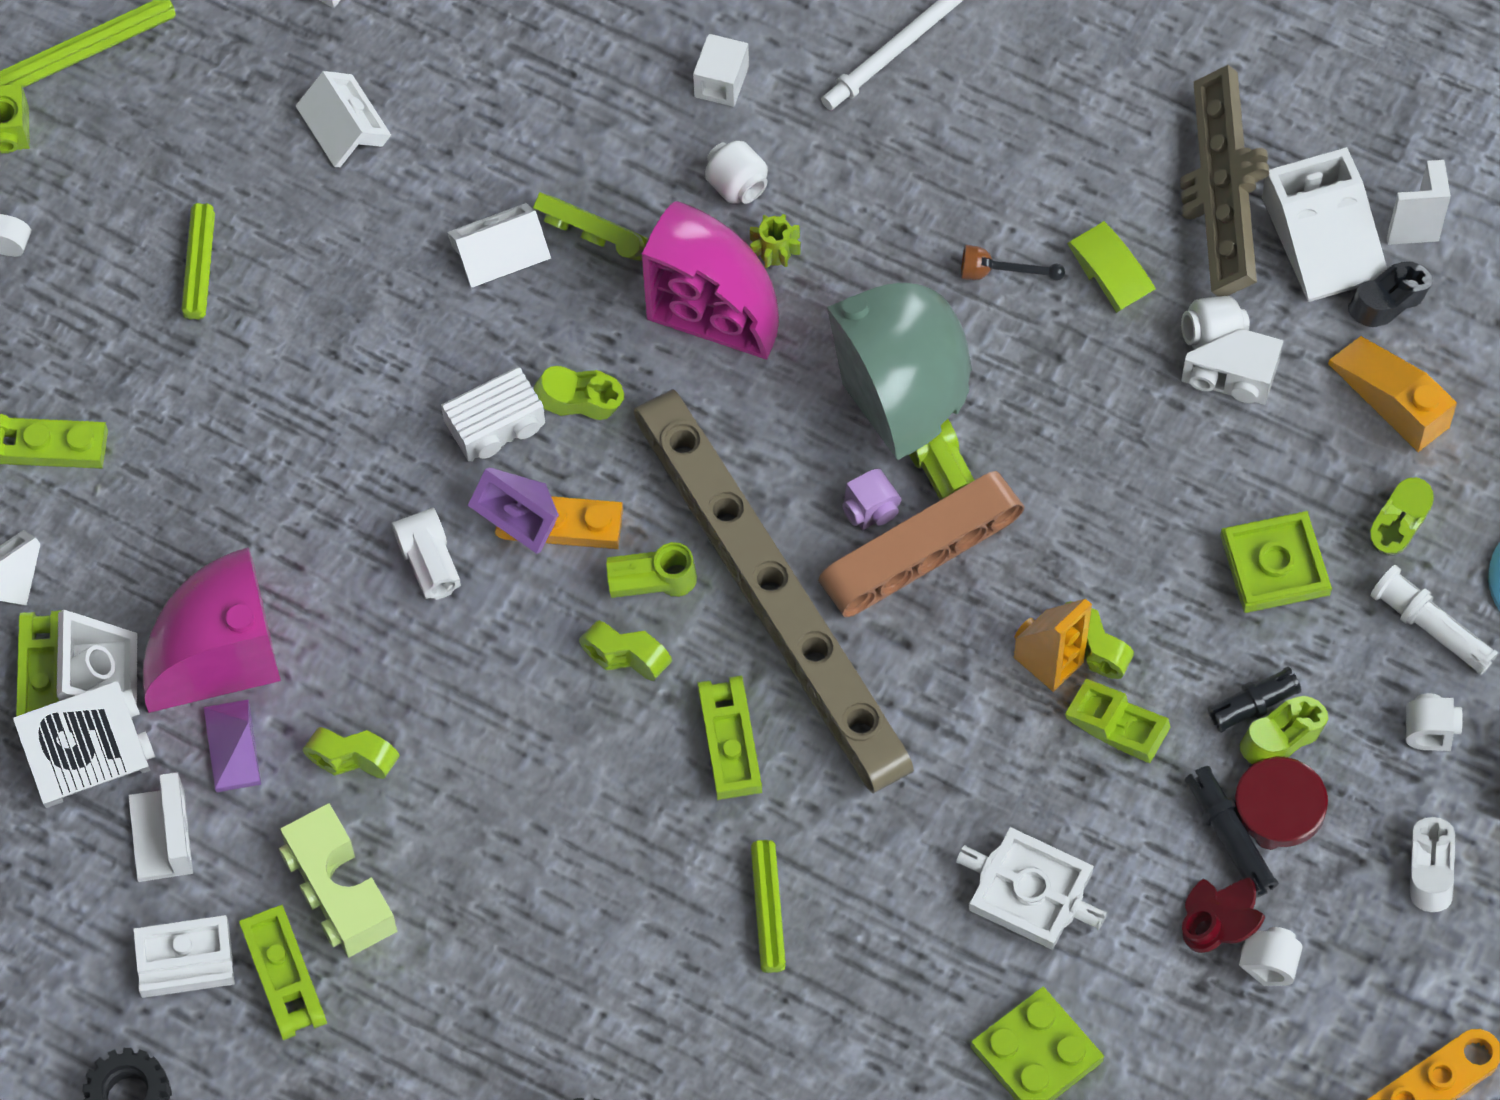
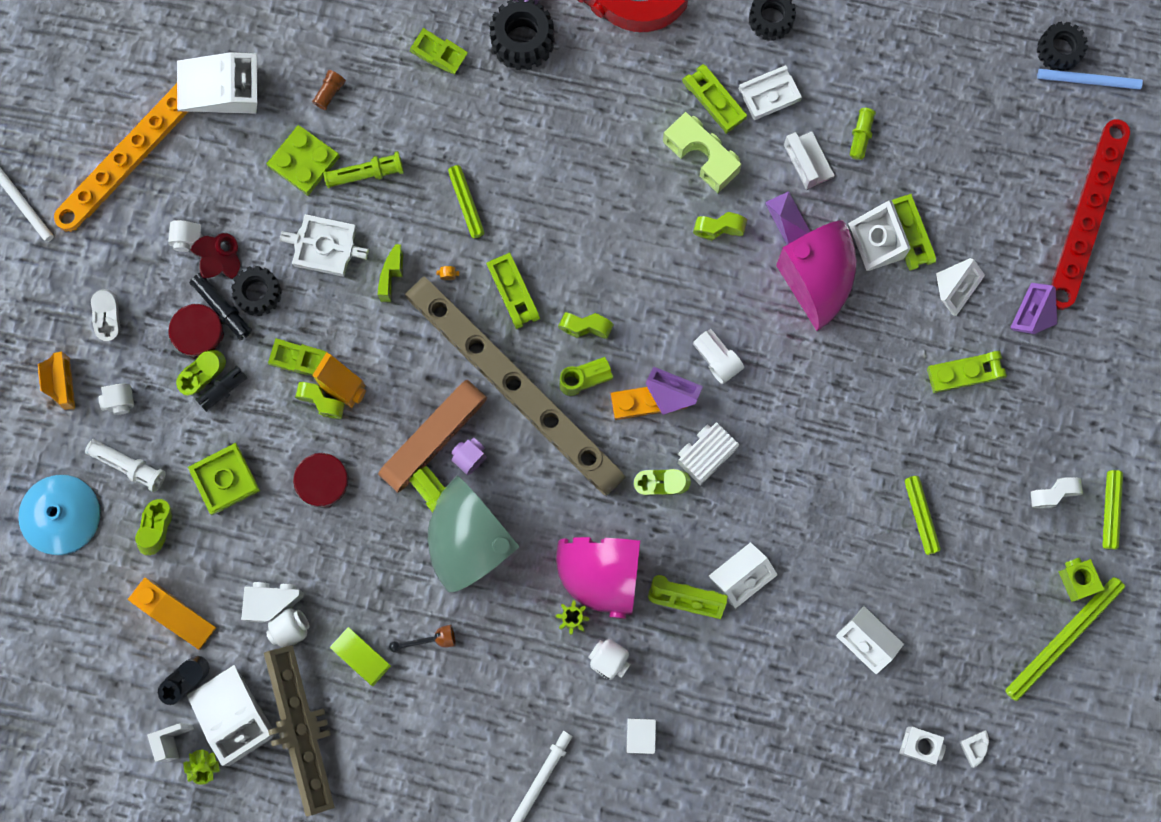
camera: 165 degrees right, 15 degrees up
(54, 849) = (862, 133): none -> lime axle
(83, 742) = (867, 184): white panel -> none
(831, 794) = (447, 273): none -> light orange piece
(908, 998) = (375, 168): none -> lime pin
(923, 816) = (392, 268): none -> lime slope
(1118, 523) = (320, 480): none -> dark red tile
(1167, 815) = (245, 280): none -> black tyre
(1383, 172) = (201, 766): none -> lime gear

